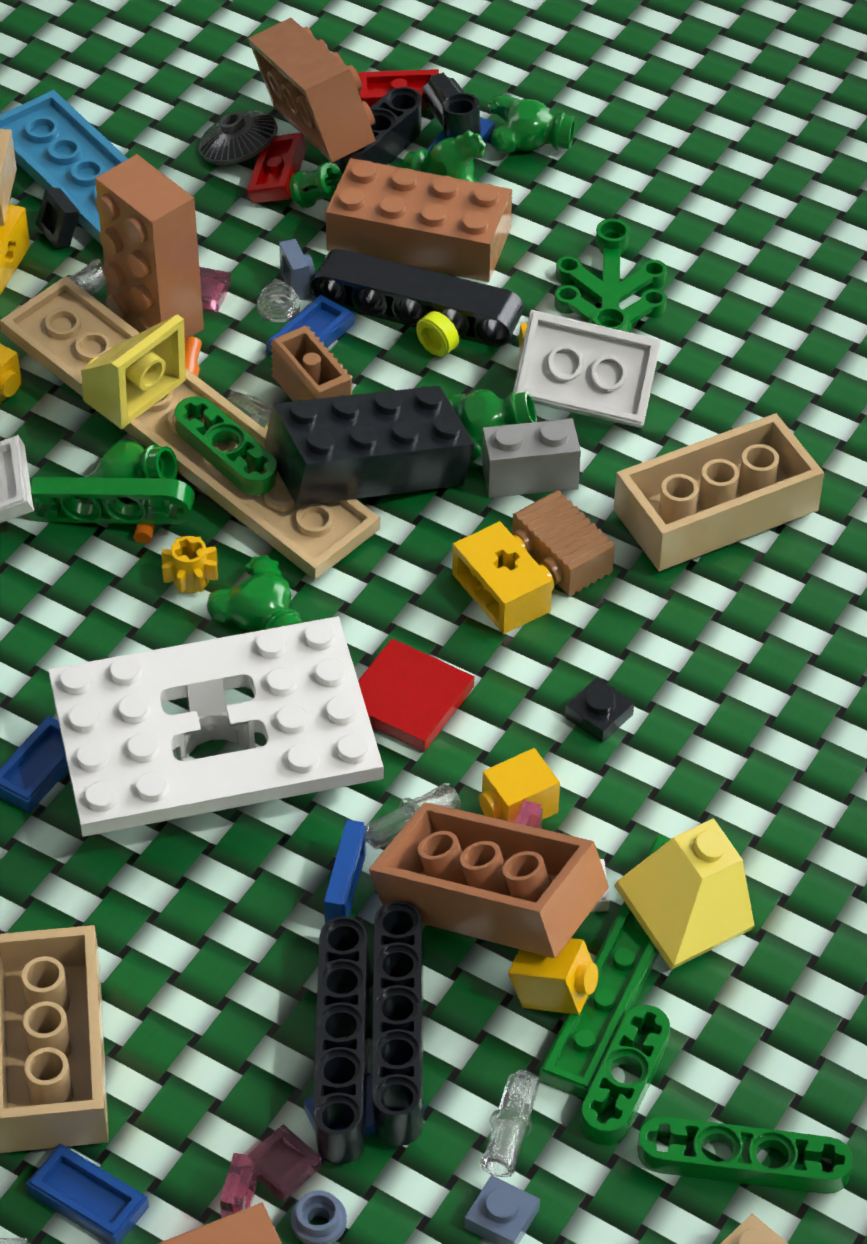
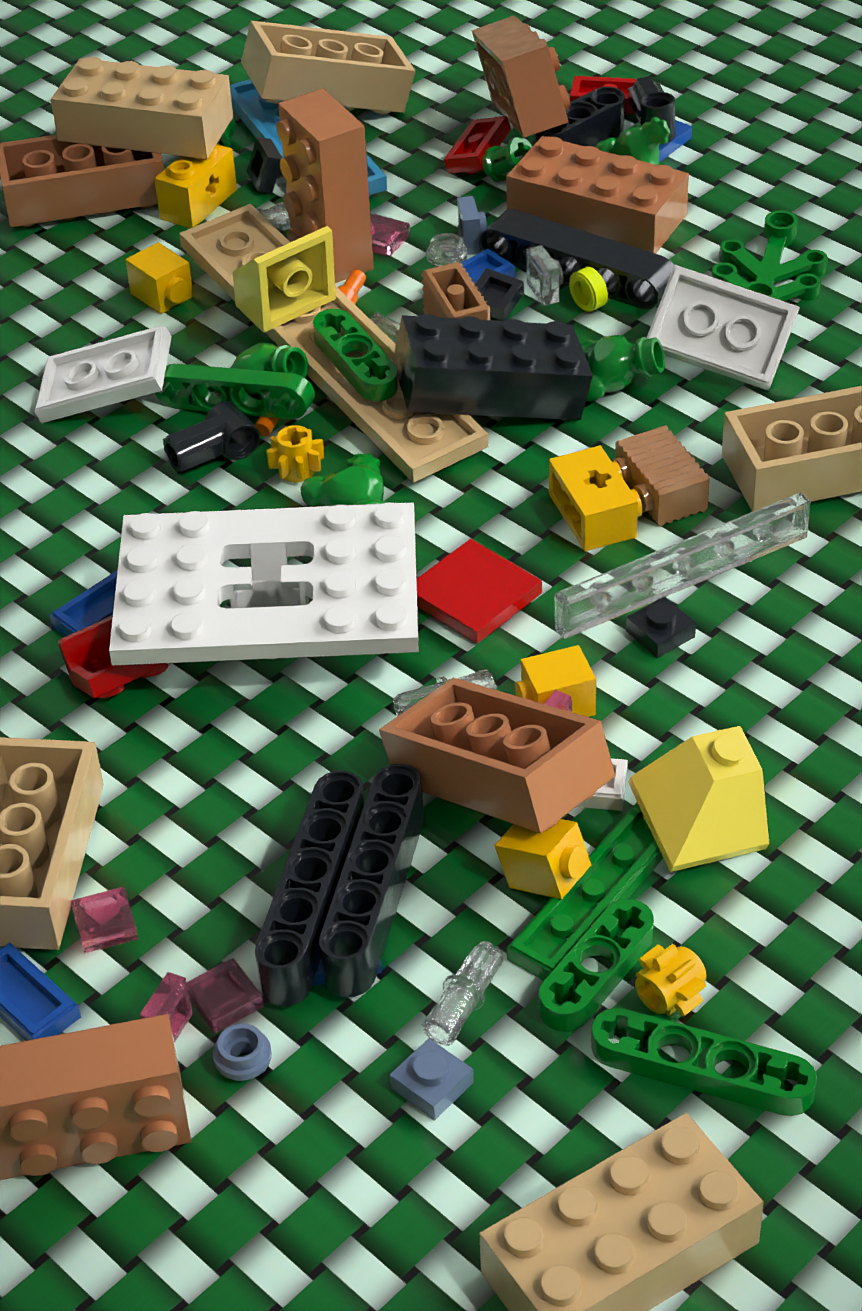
camera: 15 degrees right, 5 degrees down
(53, 827) = (90, 664): none -> red bracket
(99, 94) = (350, 66): none -> tan brick
(106, 549) = (221, 433): none -> black piece
(143, 1103) = (104, 919): none -> clear pink tile
(238, 137) = (449, 117): dish -> none
(346, 871) = (362, 736): blue tile -> none
(348, 347) = (500, 292): none -> black plate
(387, 322) = (543, 275): none -> clear plate
(529, 125) = (725, 131): green animal -> none
(530, 458) = (648, 398): light grey brick -> none
(605, 642) = (681, 565): none -> clear tile
(700, 1081) = (670, 980): none -> yellow gear

